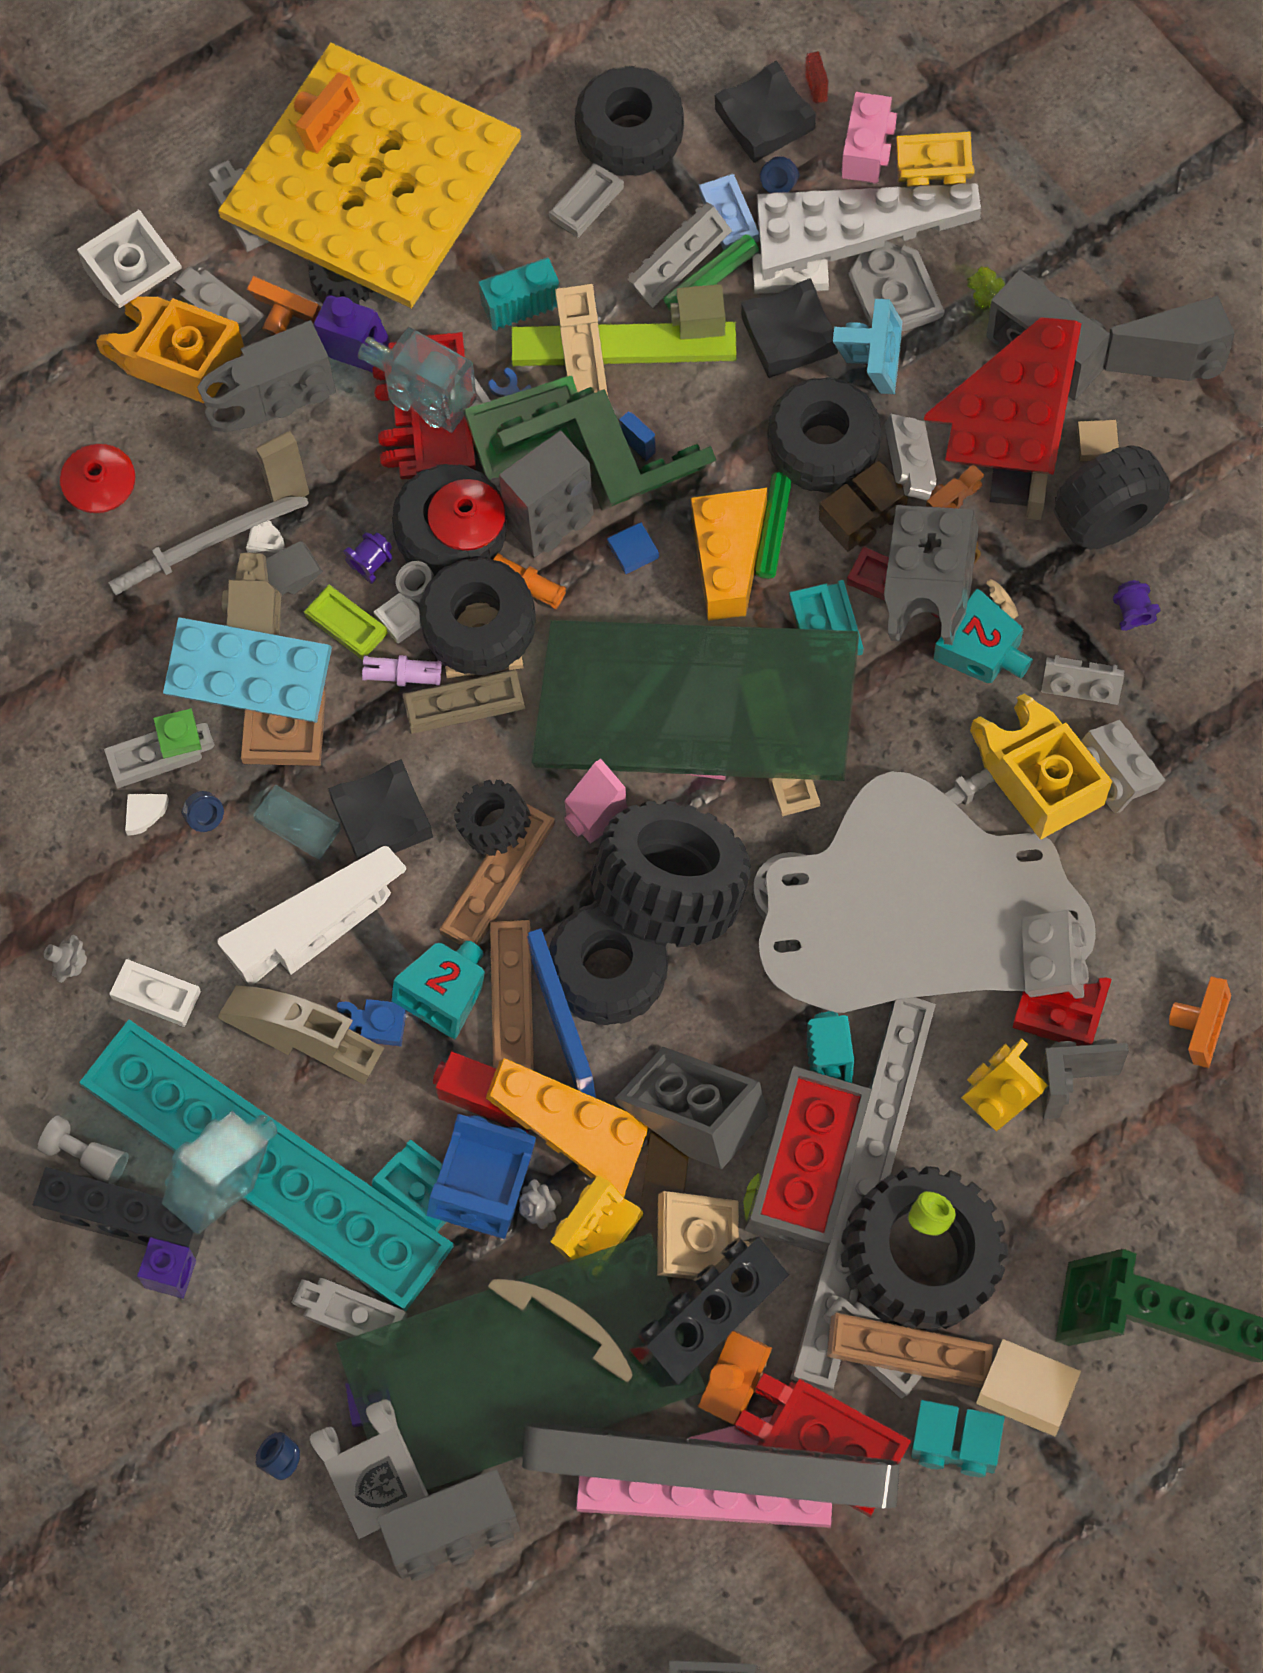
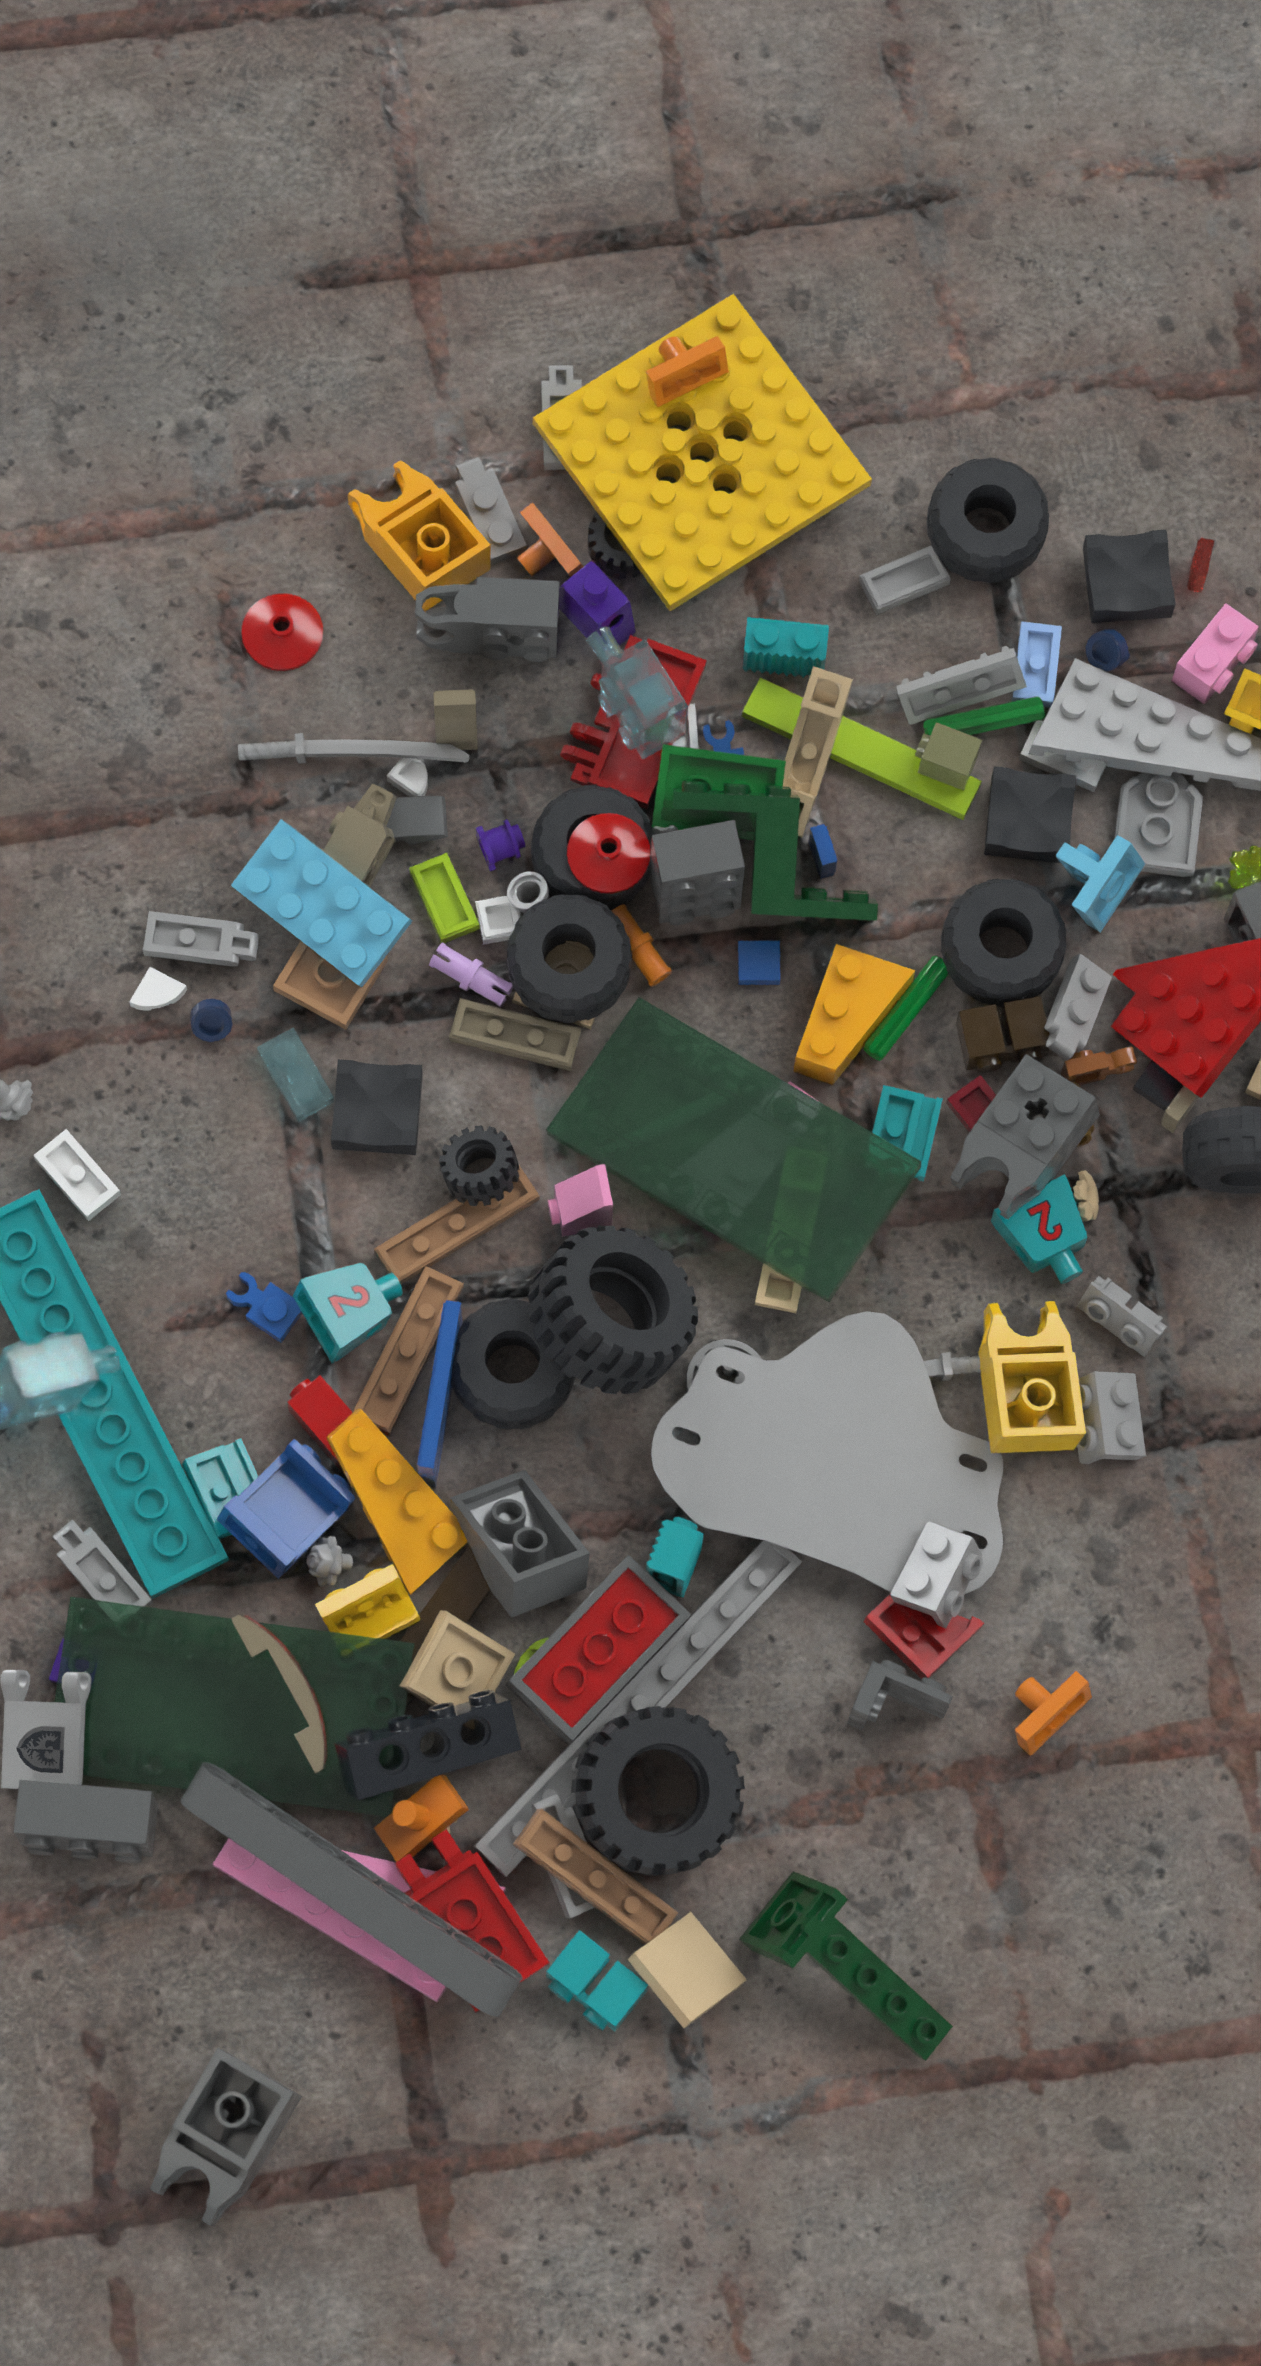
camera: 20 degrees right, 5 degrees up
(127, 259) = (420, 425): white slope -> none
(177, 733) = (225, 931): bright green plate -> none
(297, 1023) = (196, 1278): dark tan slope -> none
(311, 919) = (259, 1178): white wedge -> none
(931, 1214) = (676, 1763): lime tile -> none
(1003, 1087) = (818, 1674): yellow bracket -> none
(1135, 605) = (1214, 1267): dark purple brick -> none

